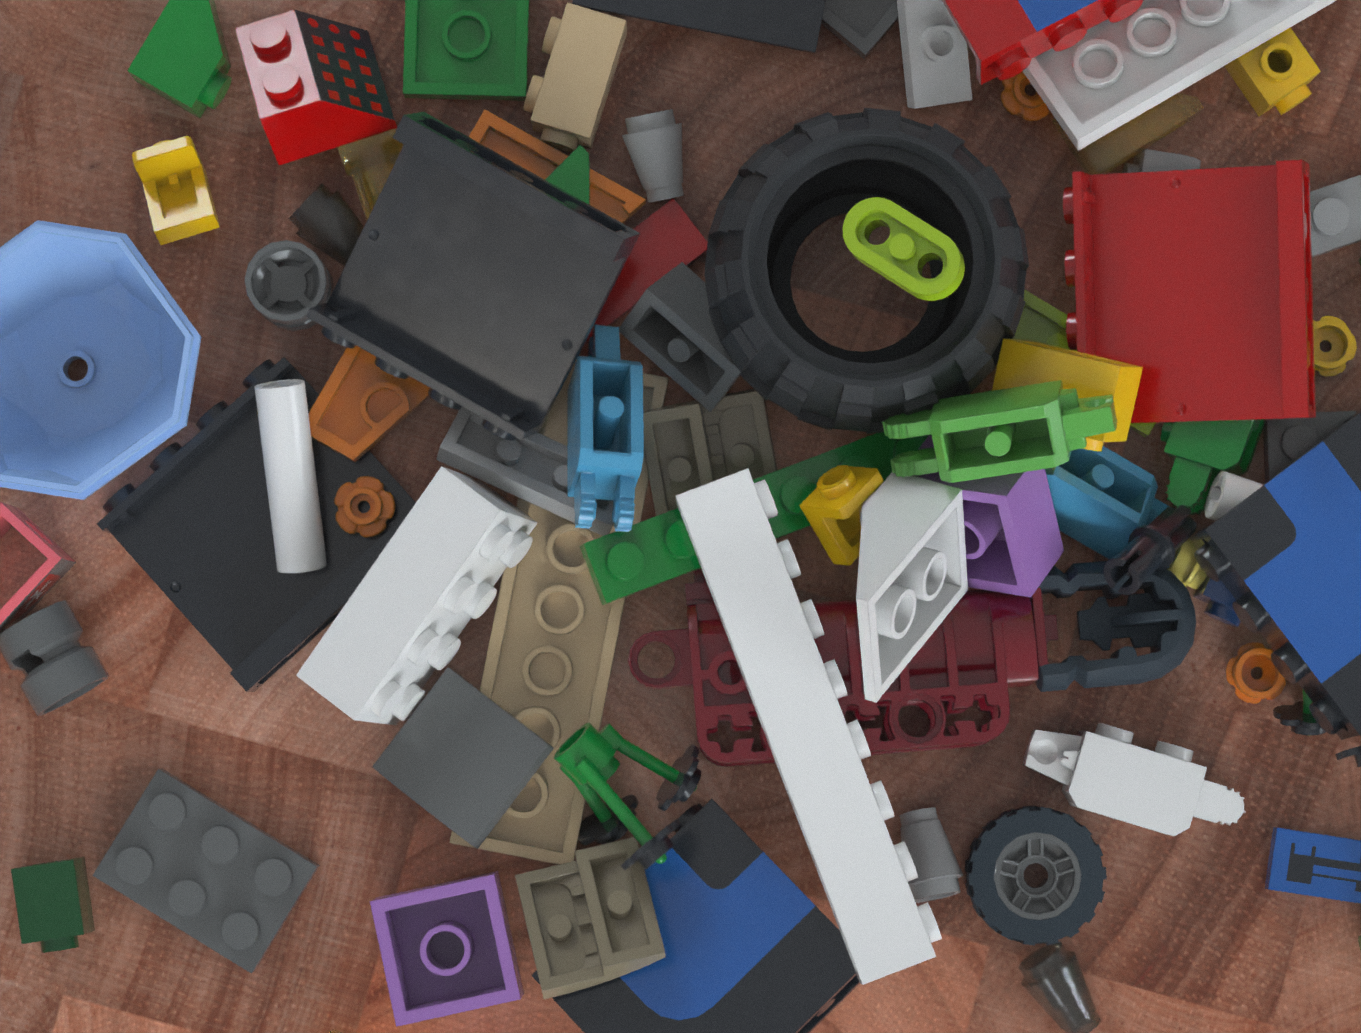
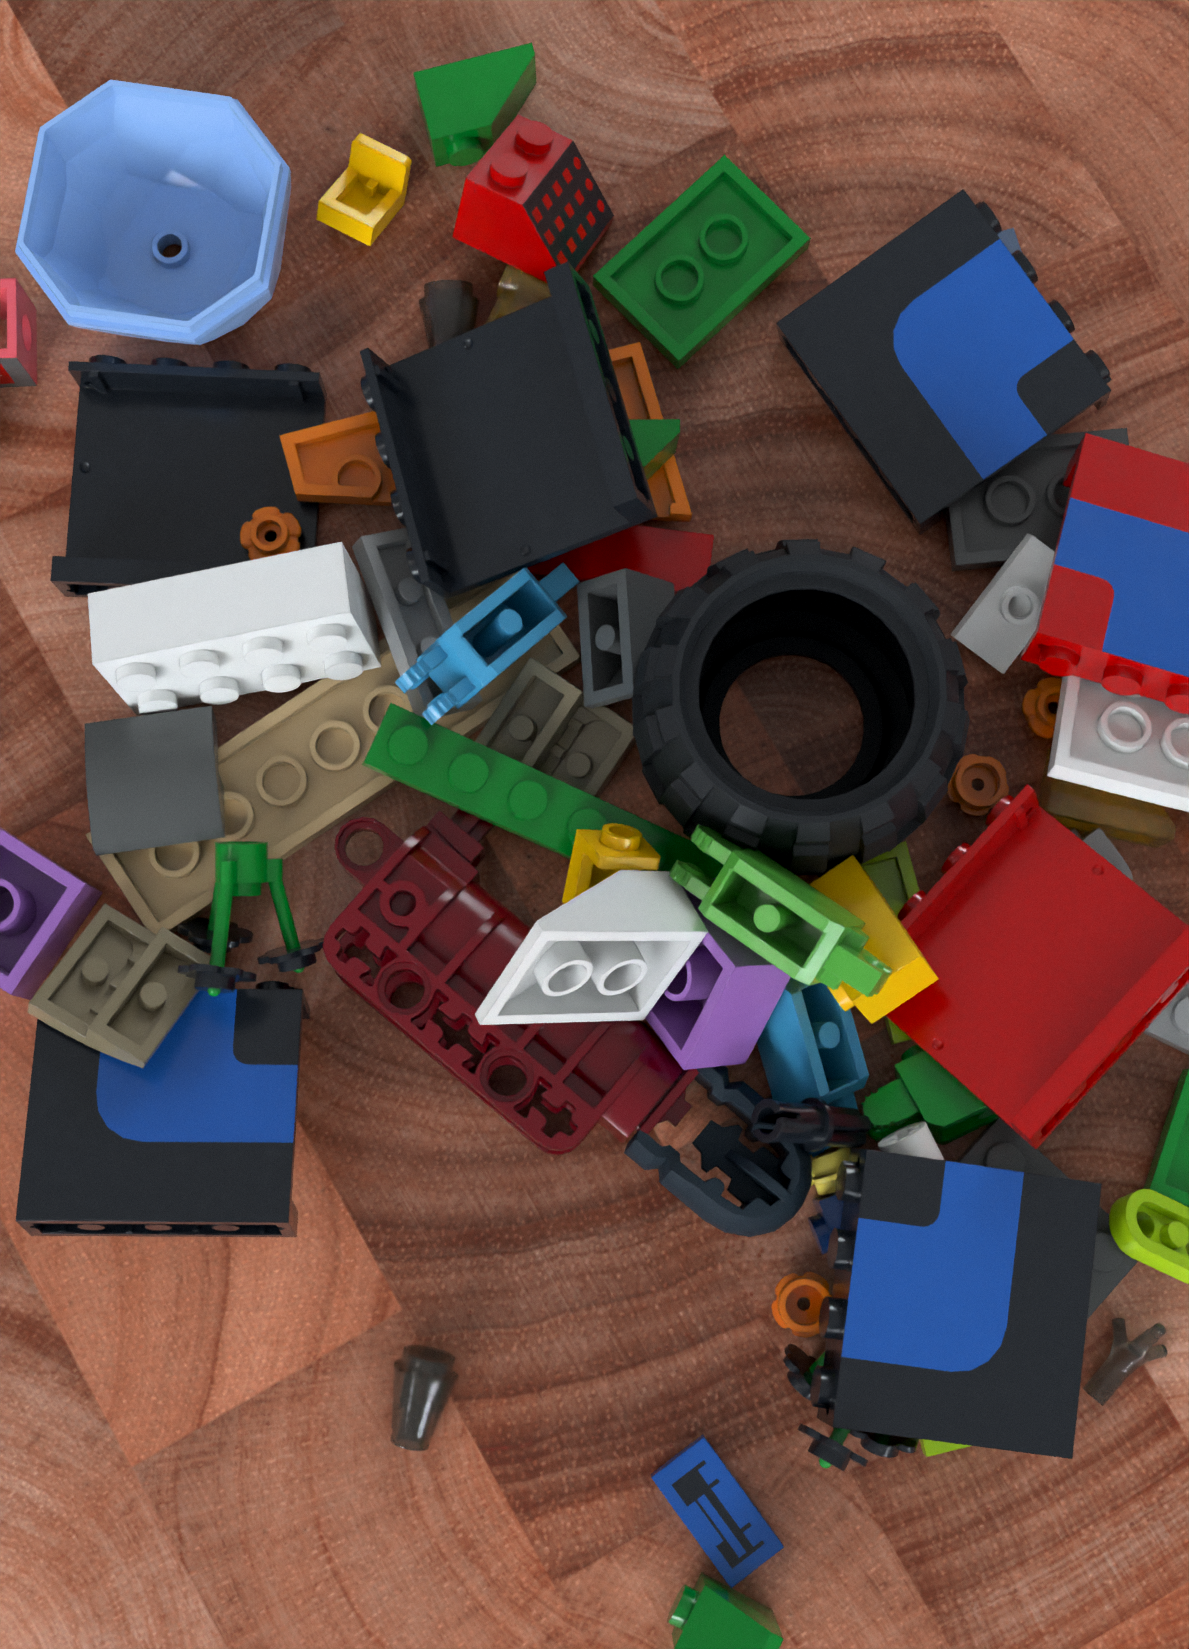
camera: 45 degrees right, 5 degrees down
(287, 282) = (376, 317): dark grey wheel -> none
(290, 476) = (238, 460): white piece -> none
(577, 78) = (730, 382): tan brick -> none
(656, 152) = (733, 491): light grey cone -> none
(806, 727) = (410, 998): white brick -> none
(905, 251) = (840, 705): lime plate -> none
(931, 855) = (419, 1195): light grey cone -> none
(1045, 190) = (994, 784): none -> orange plate
(1060, 901) = (486, 1328): black wheel -> none
(1130, 782) = (626, 1292): white hinge -> none
(1342, 345) = (1107, 1122): yellow plate -> none

